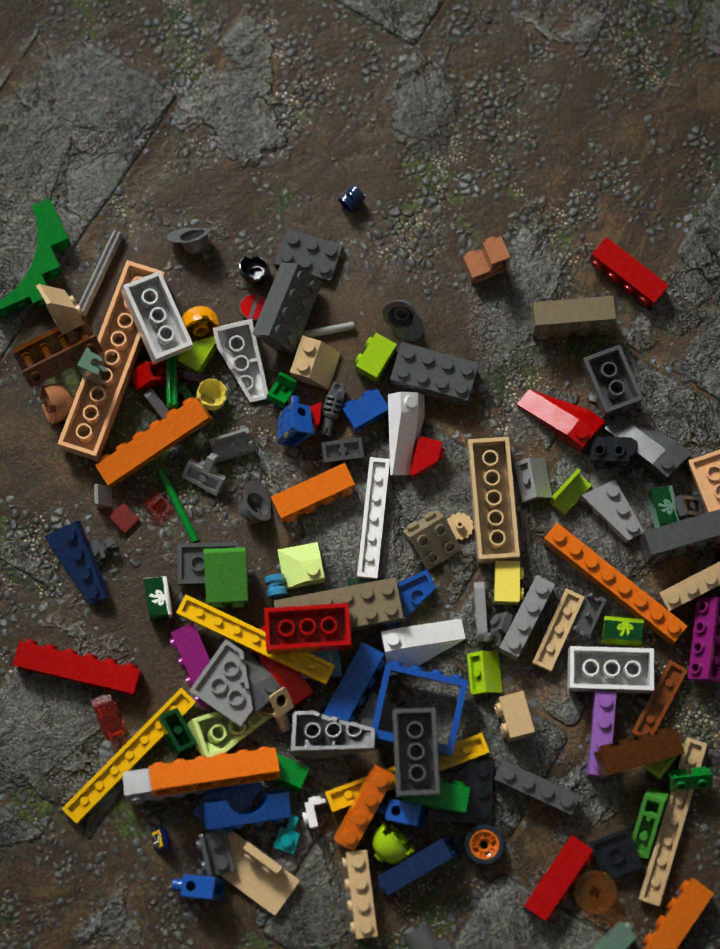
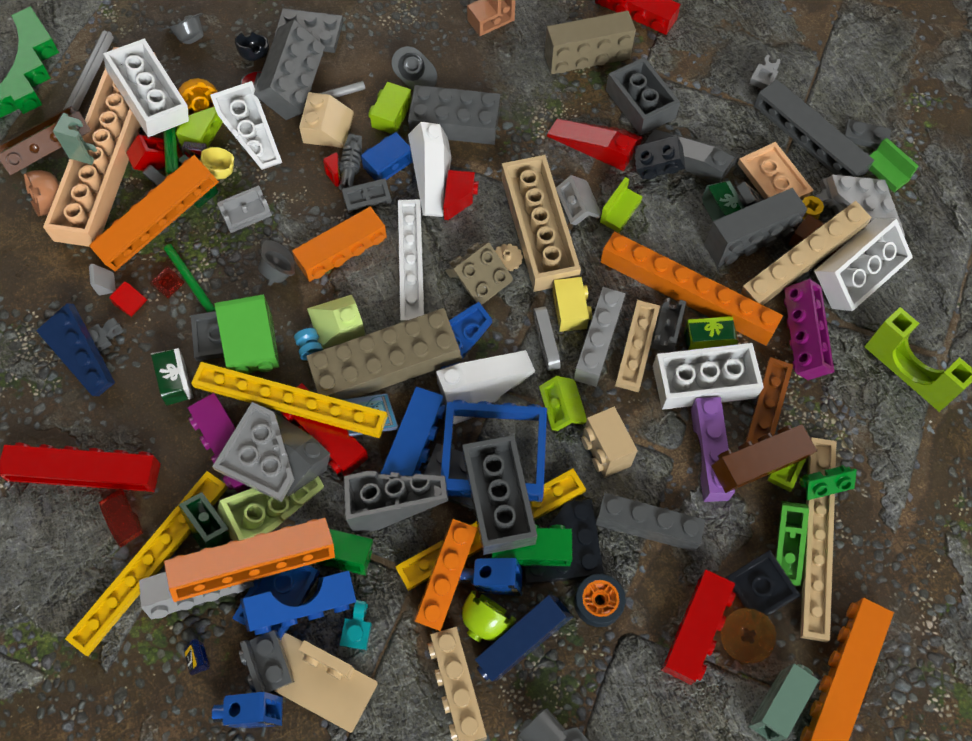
camera: 10 degrees left, 10 degrees down
(61, 308) = (43, 98): tan slope -> none
(204, 474) = (216, 240): light grey hinge -> none
(280, 709) = (328, 477): tan bracket -> none
(282, 390) = (295, 150): green bracket -> none
(294, 423) = (310, 178): blue torso -> none
(307, 628) = (347, 372): red brick -> none
(310, 816) = (380, 599): white bracket -> none
(498, 627) = (570, 348): dark grey plate -> none
(614, 508) = (671, 214): light grey wing -> none

